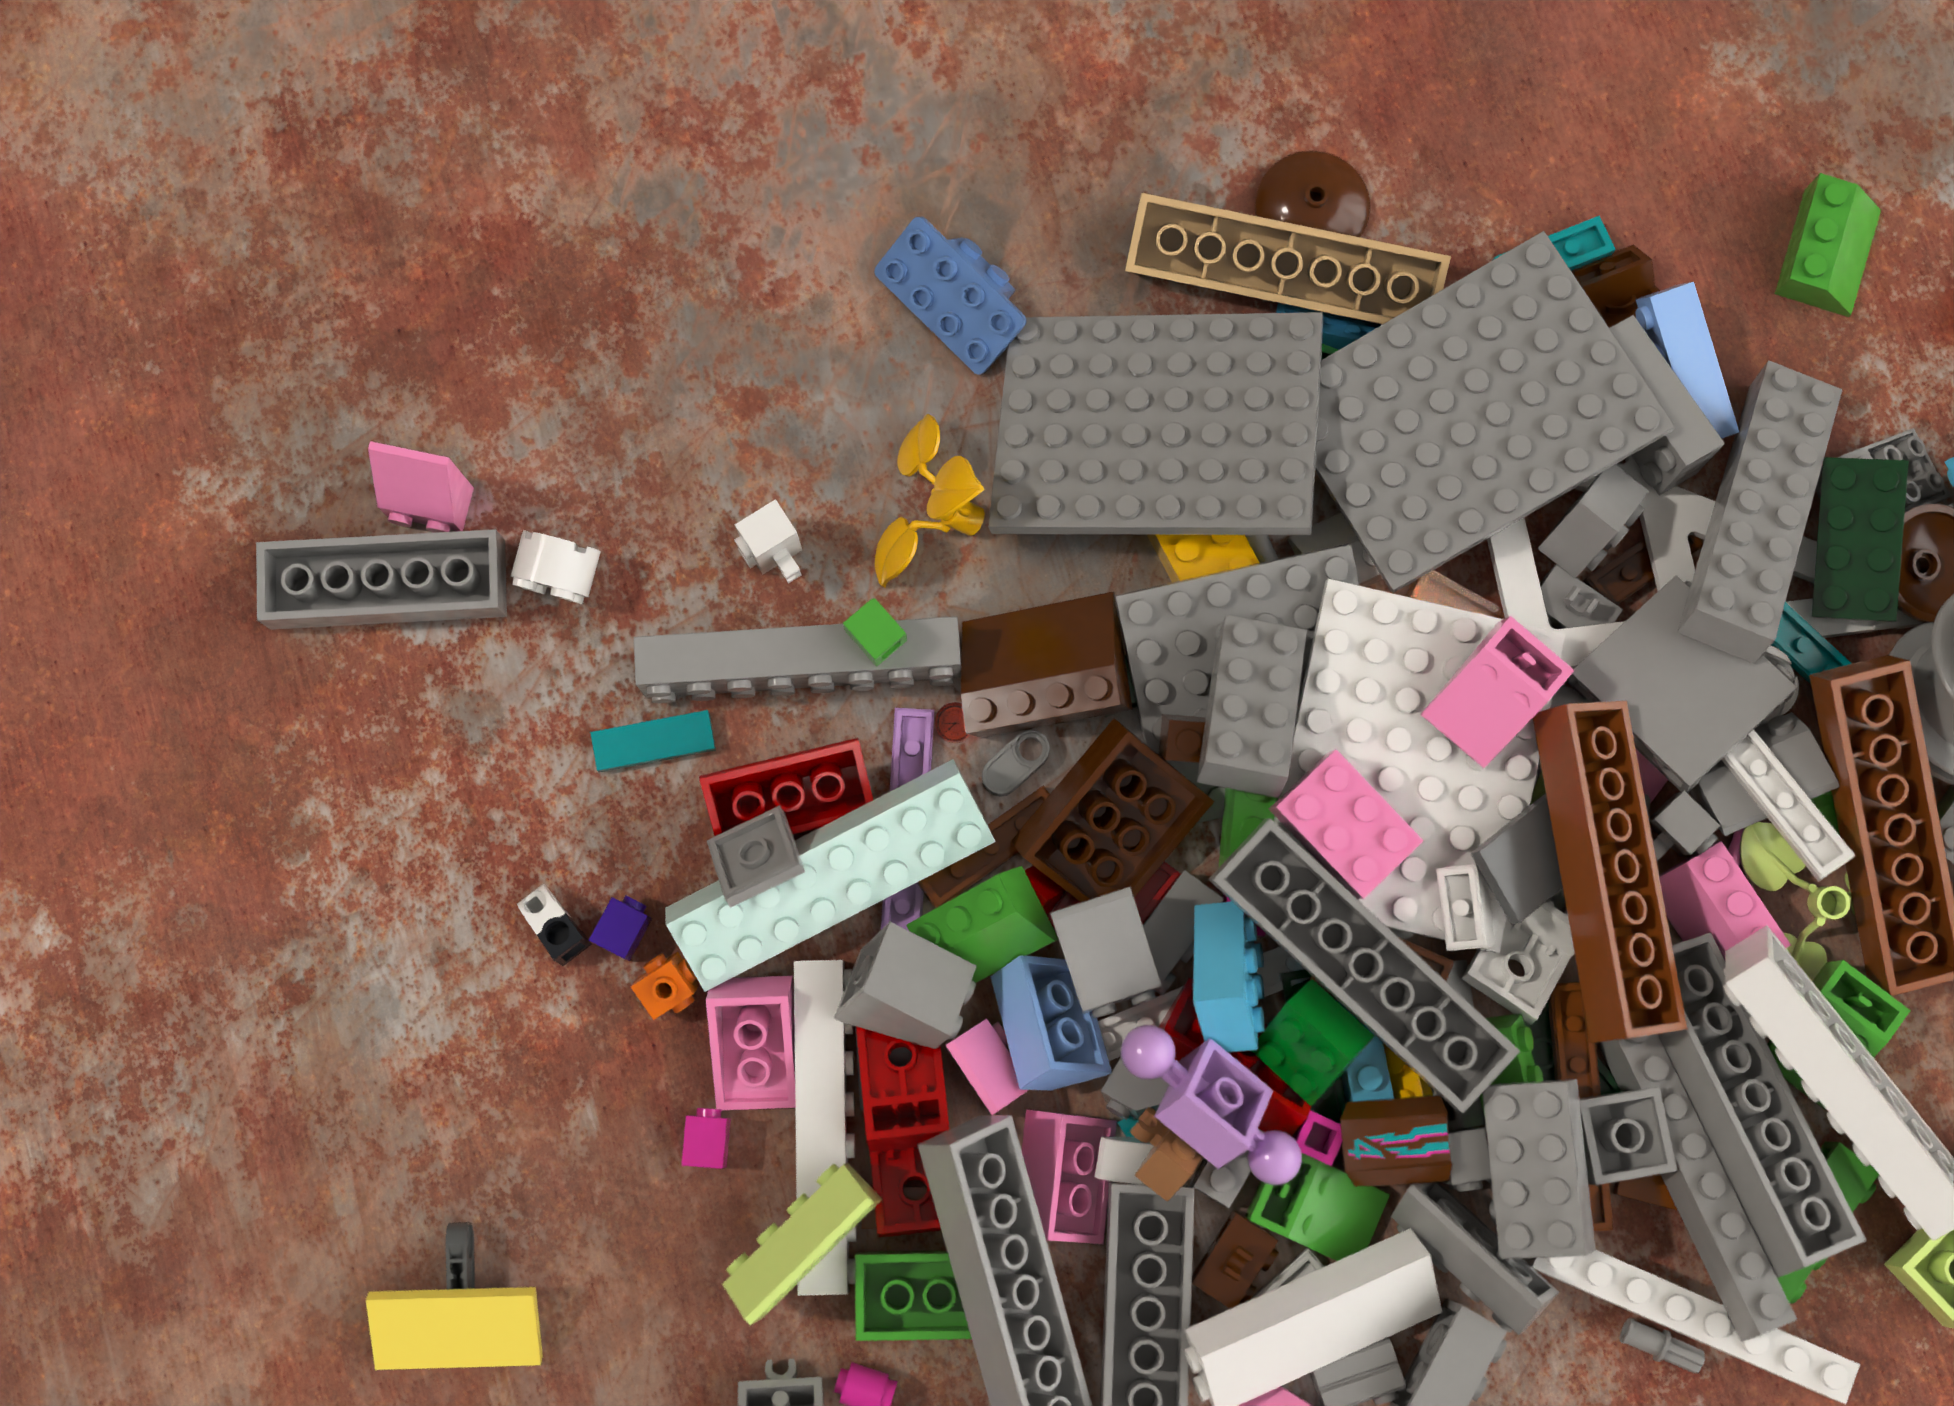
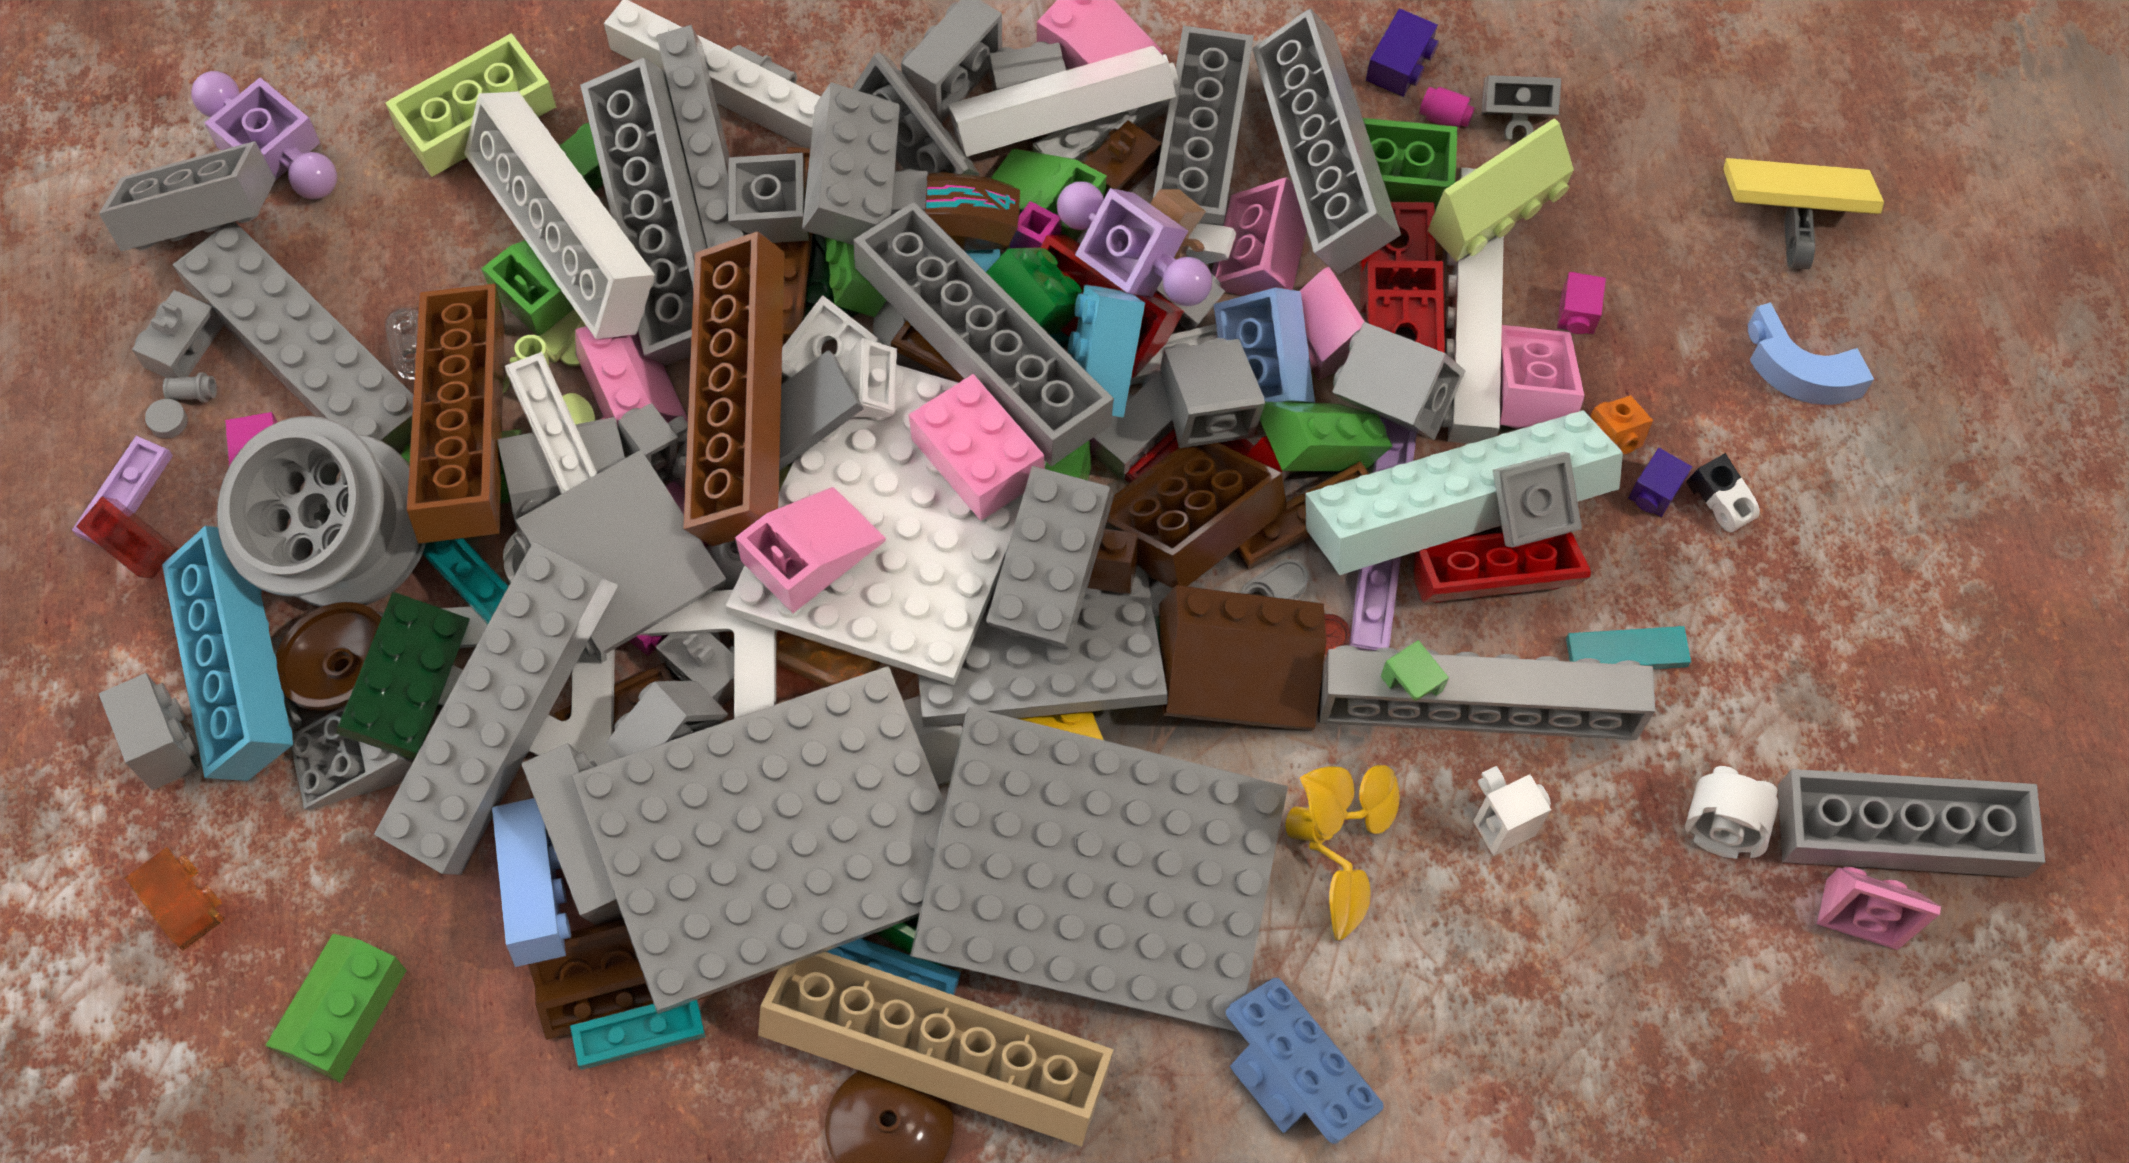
camera: 175 degrees left, 15 degrees down
(444, 1076) = (1801, 373): none -> light blue arch

